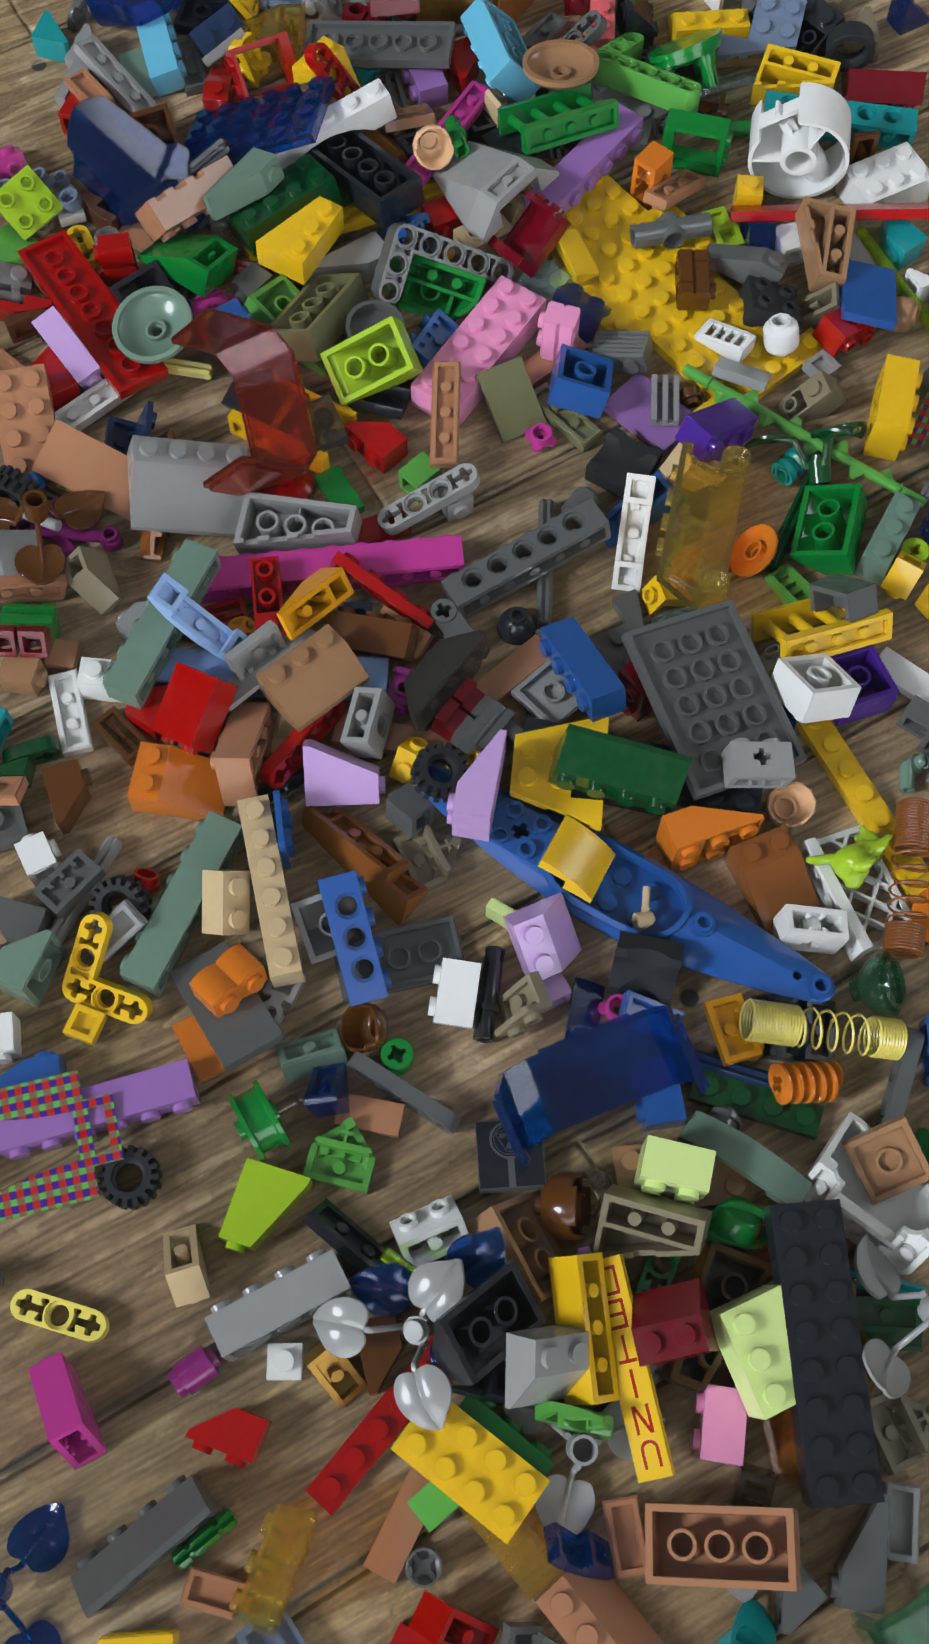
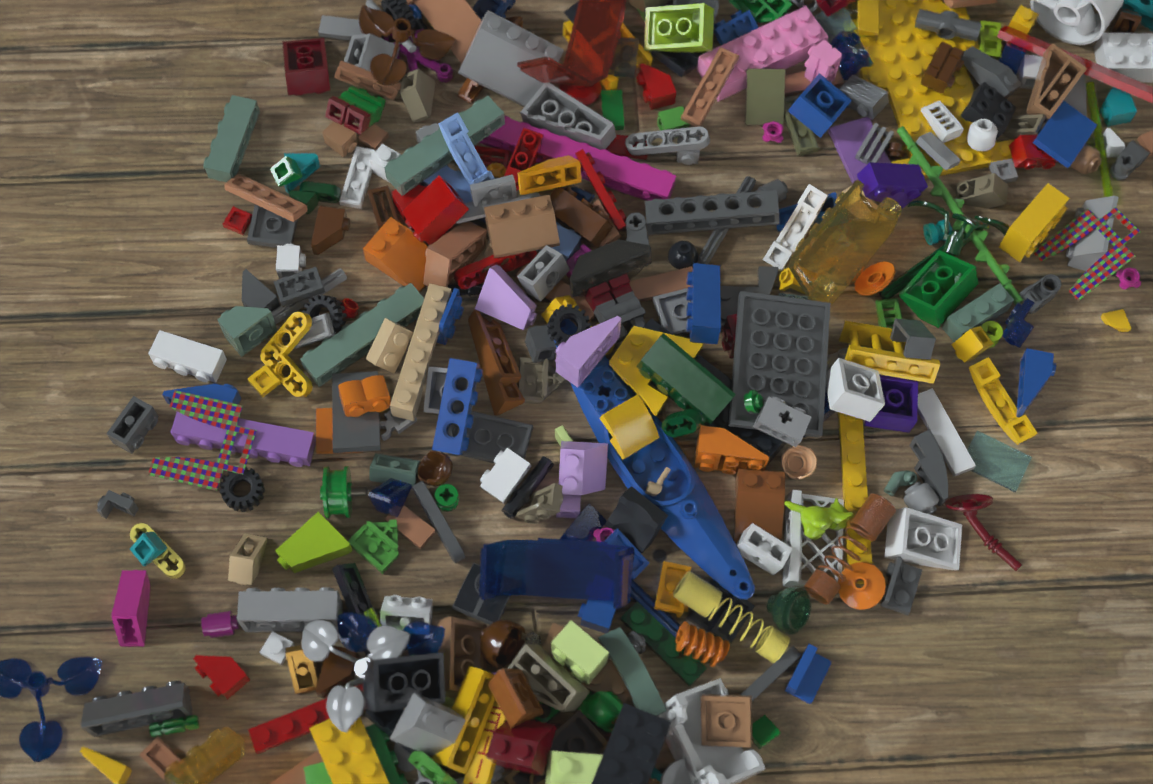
camera: 25 degrees right, 0 degrees up
(46, 1319) = (148, 548): none -> teal slope
(617, 458) = (819, 172): black brick -> none
(632, 1270) = (515, 696): none -> dark orange slope
(634, 821) = (679, 418): none -> dark green beam
(712, 756) = (753, 401): none -> green plate

